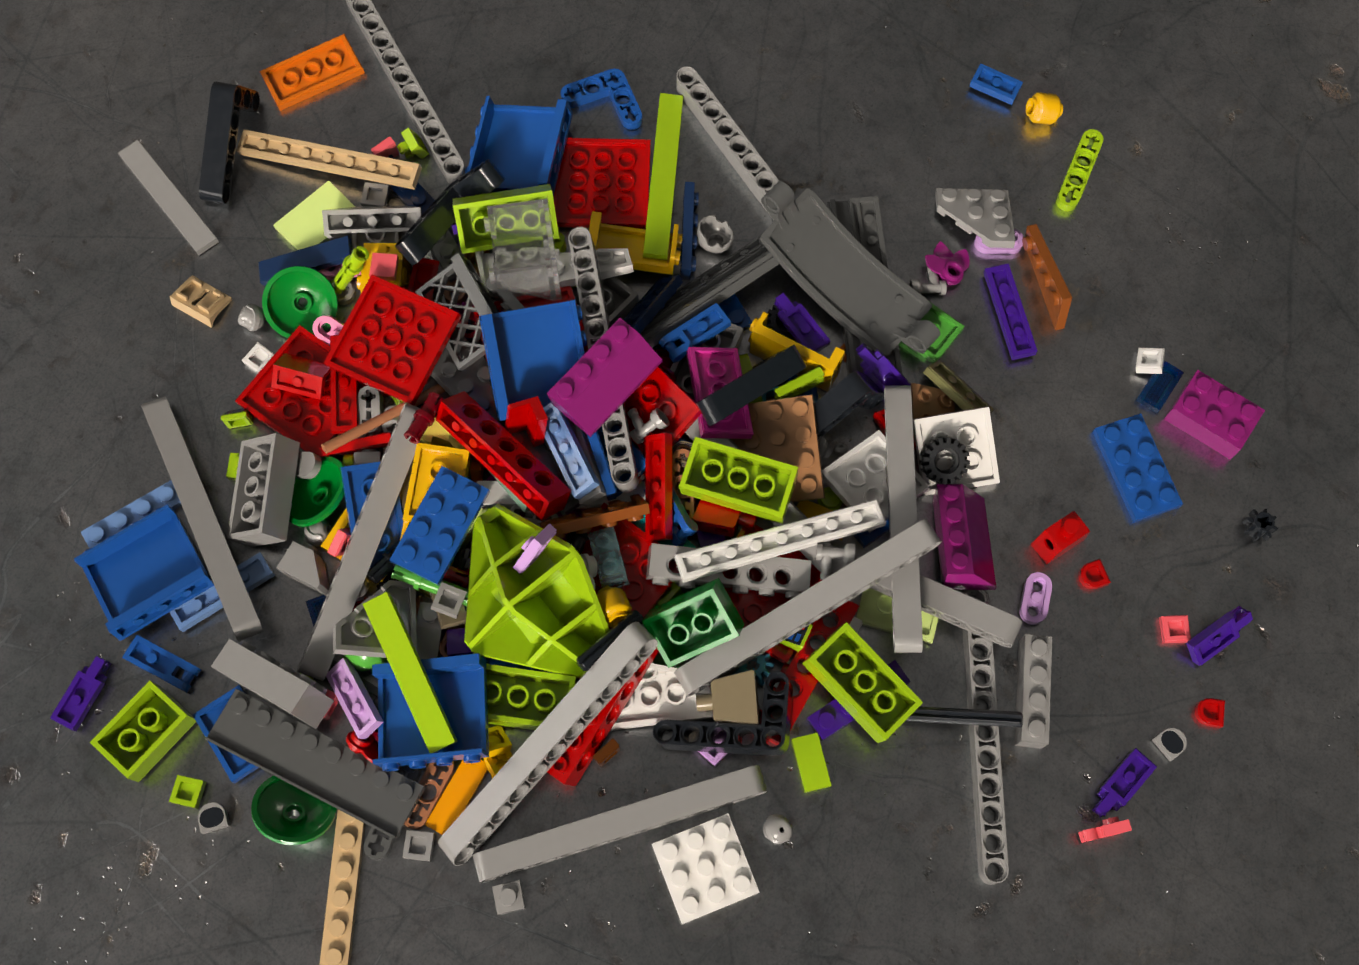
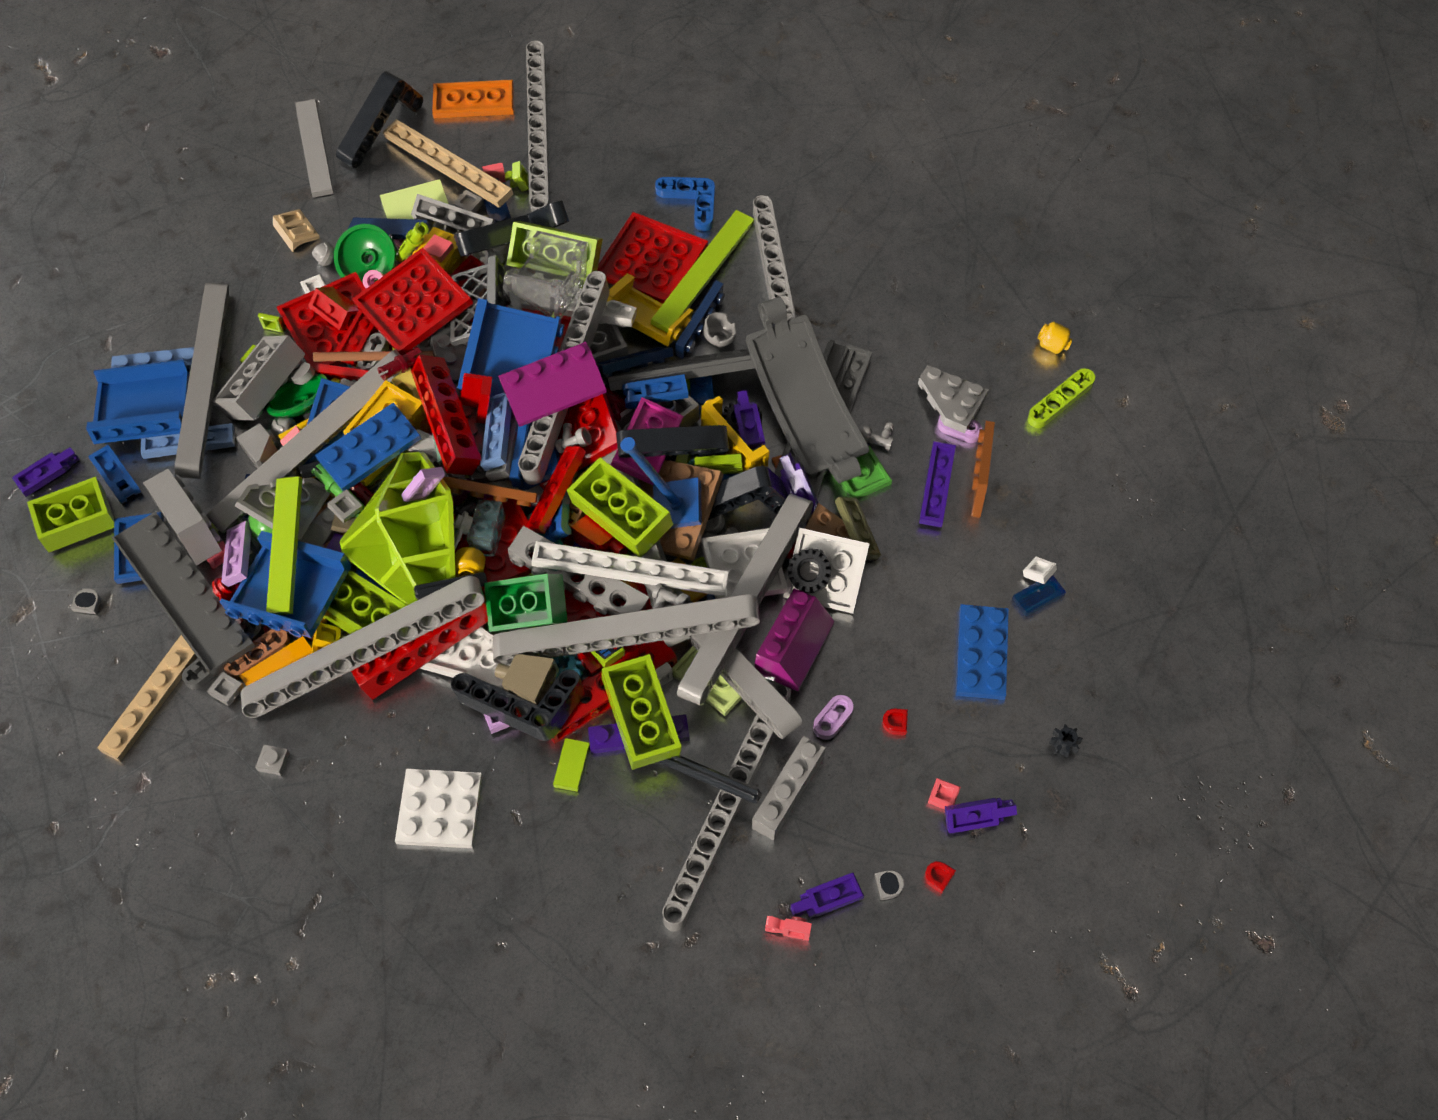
camera: 25 degrees right, 10 degrees down
(187, 791) = (78, 573): lime plate -> none
(278, 801) = (141, 618): green dish -> none
(522, 142) = (604, 205): blue panel -> none
(607, 752) = (410, 683): reddish brown tile -> none
(619, 823) = (391, 741): light grey beam -> none
(773, 824) = (510, 808): light grey piece -> none
(784, 441) = (679, 497): none -> blue tile
(945, 262) = (905, 425): magenta plate -> none
(996, 84) = (1024, 304): blue plate -> none
(1063, 535) = (880, 675): red torso -> none
(1214, 414) = (1072, 634): magenta brick -> none

